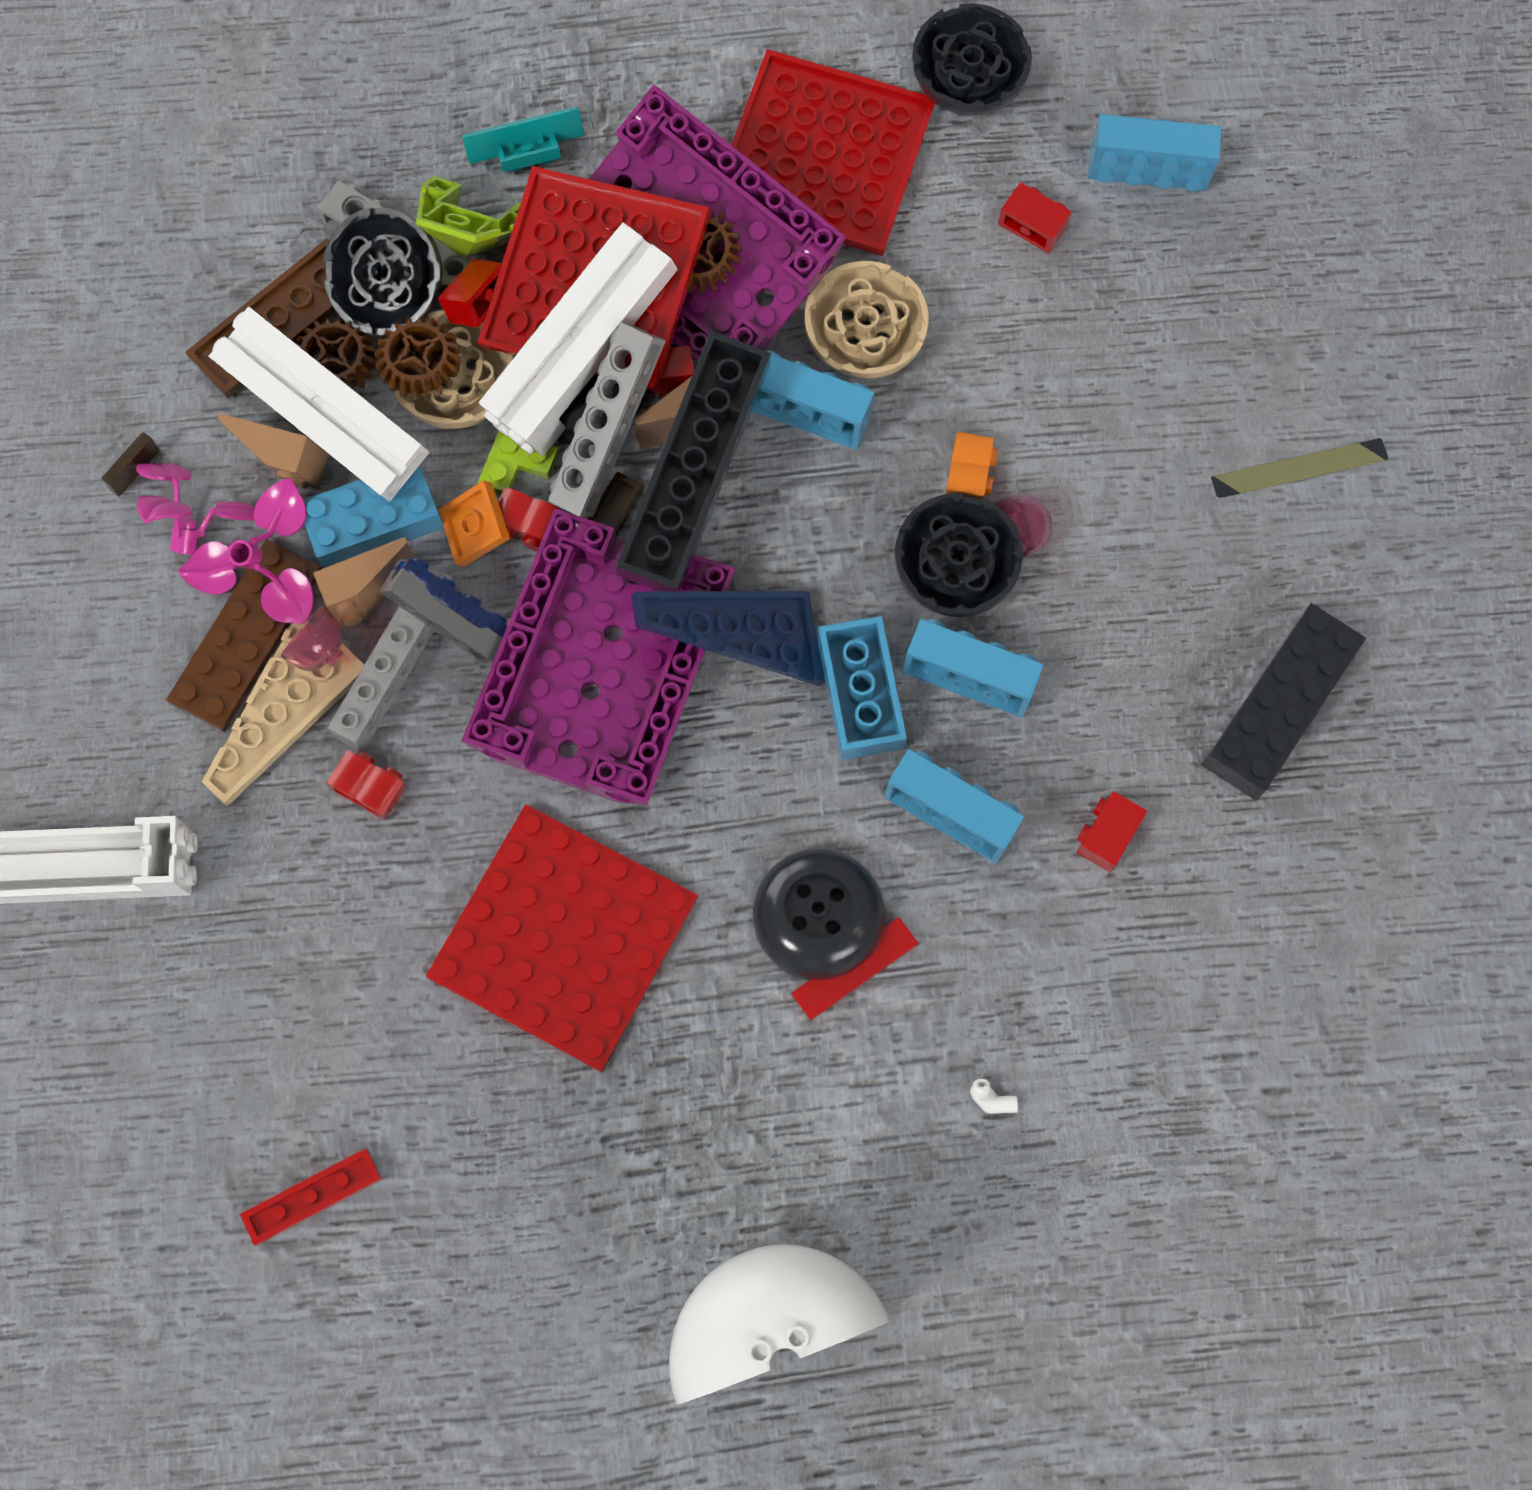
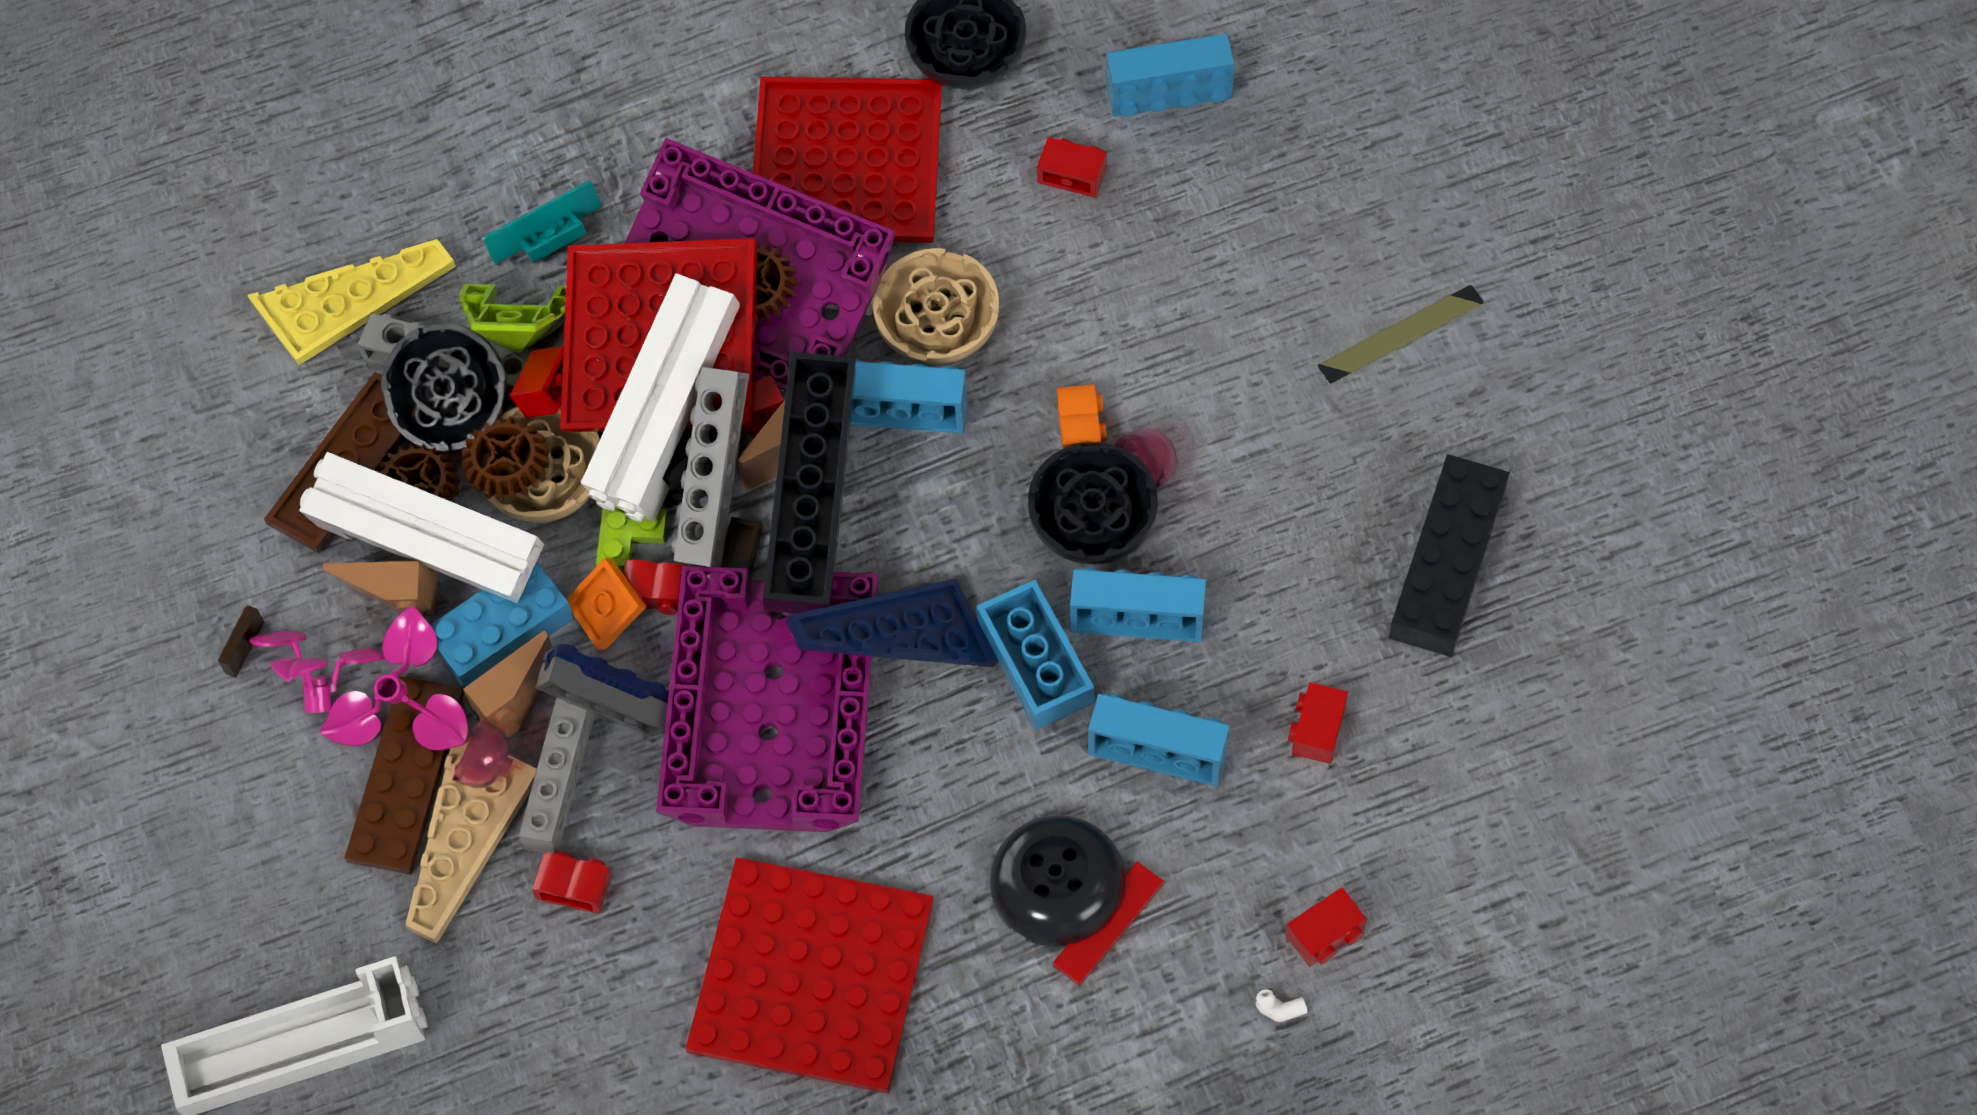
camera: 10 degrees left, 10 degrees down
(313, 160) = (341, 300): none -> light yellow wing
(1059, 1035) = (1326, 928): none -> red brick

